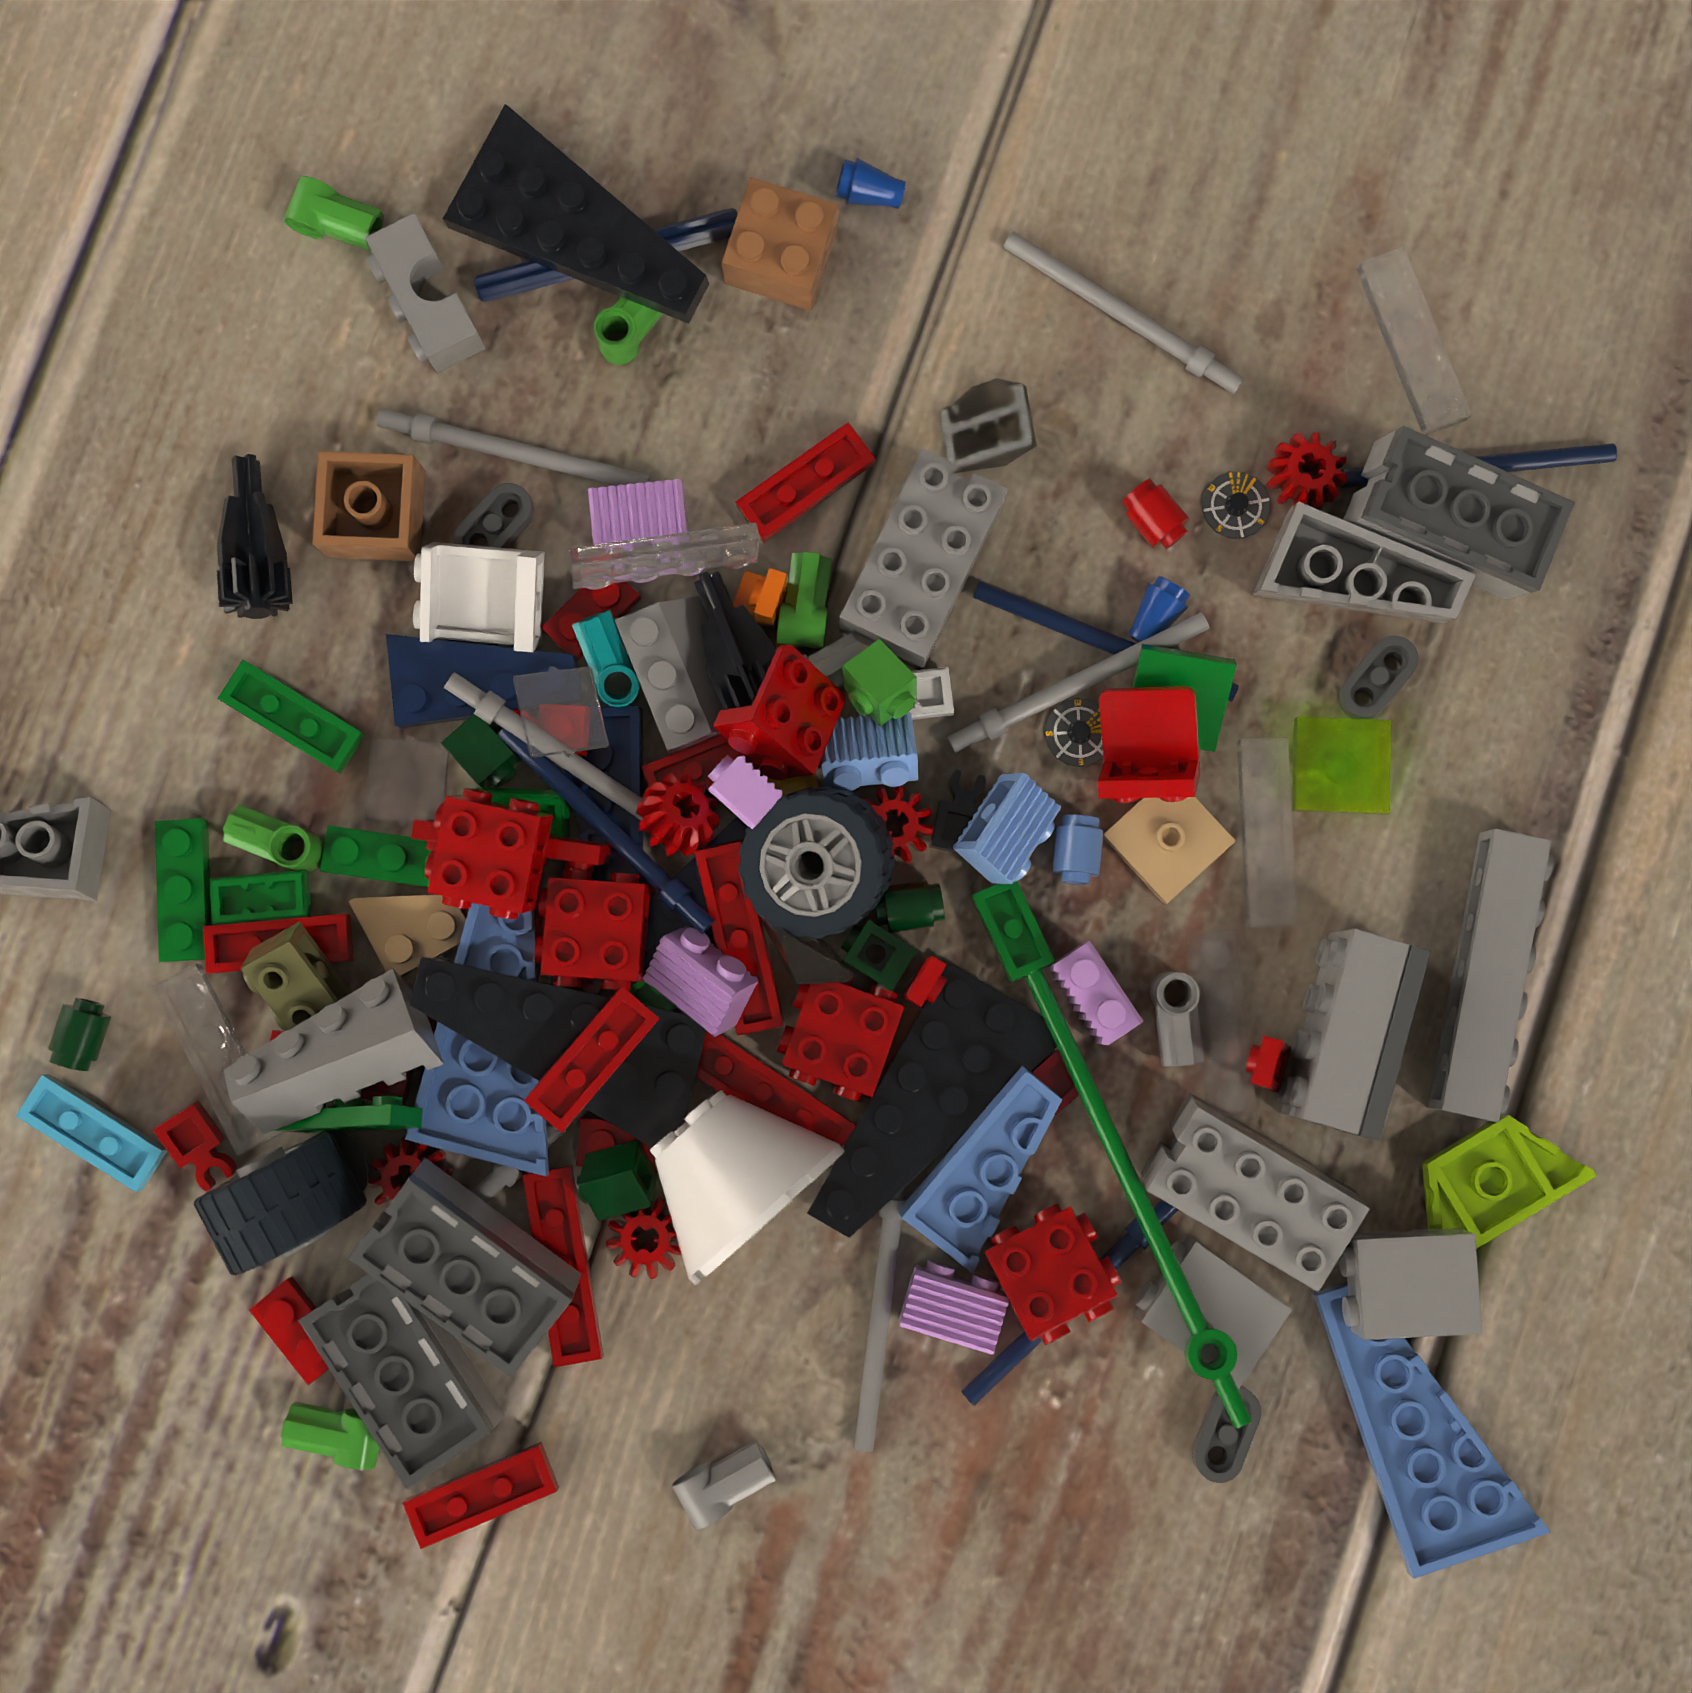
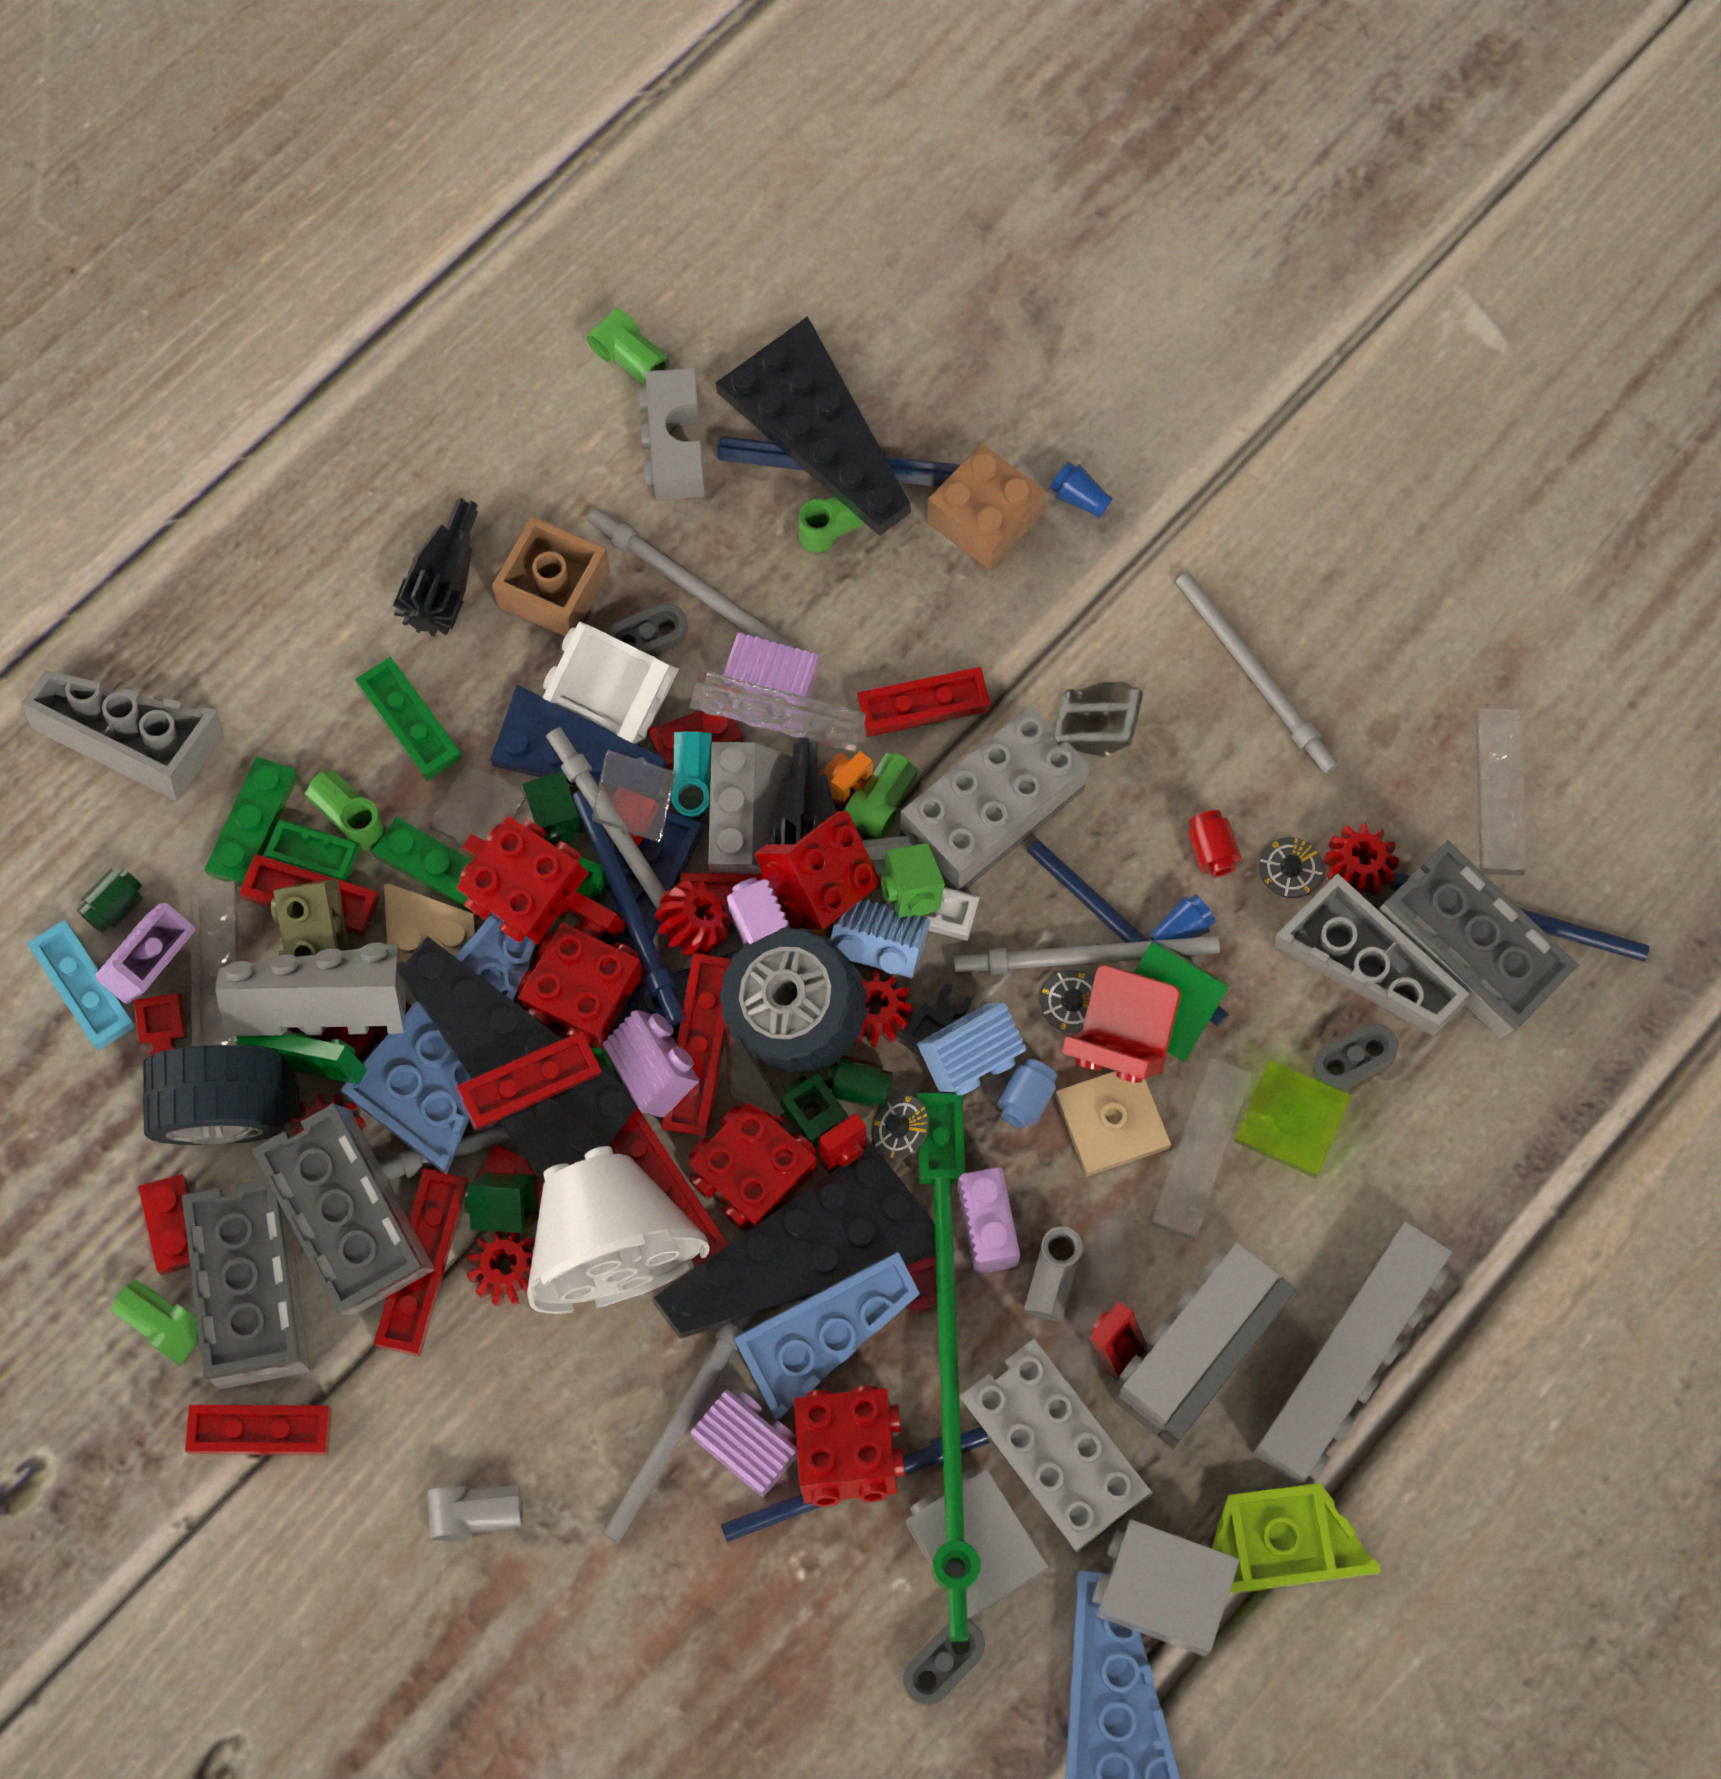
camera: 25 degrees right, 15 degrees down
(141, 1079) = (145, 953): none -> lavender brick
(969, 934) = (900, 1127): none -> dark grey piece

